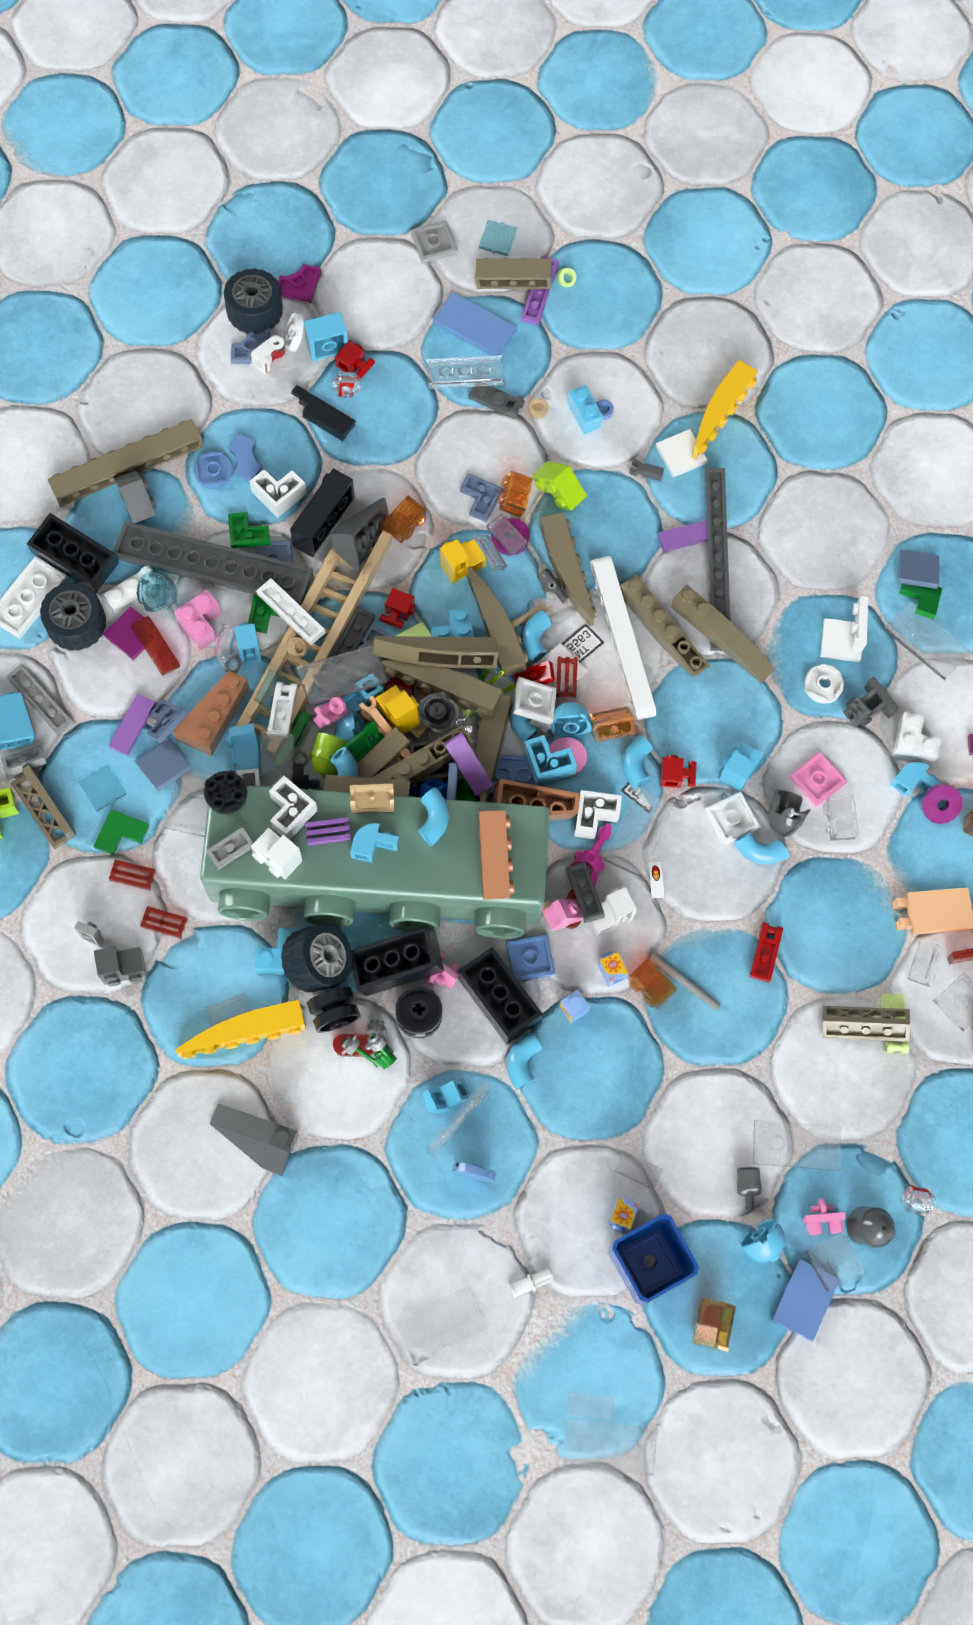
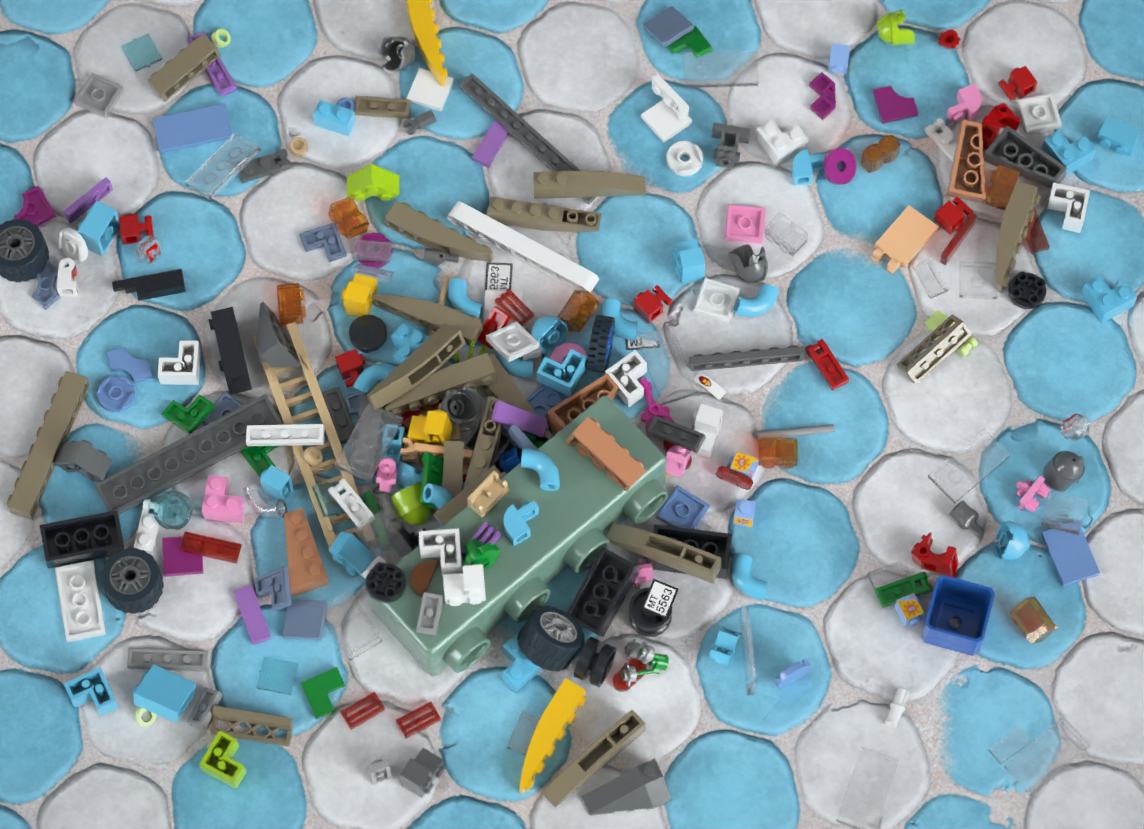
camera: 40 degrees left, 5 degrees down
(257, 813) = (422, 575): none -> reddish brown tile
(257, 1084) = (595, 757): none -> dark tan slope
(311, 839) = (481, 553): none -> green plant
(348, 310) = (87, 200): none -> medium lavender tile
(402, 627) = (373, 376): none -> medium azure cylinder
(432, 1009) = (660, 598): none -> sticker
(438, 594) = (368, 333): none -> black tile
(473, 977) = (666, 551): none -> dark tan slope
(597, 971) = (734, 477): none -> clear red tile
(599, 765) = (600, 343): none -> black wheel
(631, 434) = (382, 107): none -> dark tan tile
(637, 1192) = (893, 591): none -> green plate
(685, 404) = (399, 53): none -> dark grey helmet
(690, 1206) = (939, 563): none -> red tile
(711, 890) = (742, 359): none -> dark grey plate

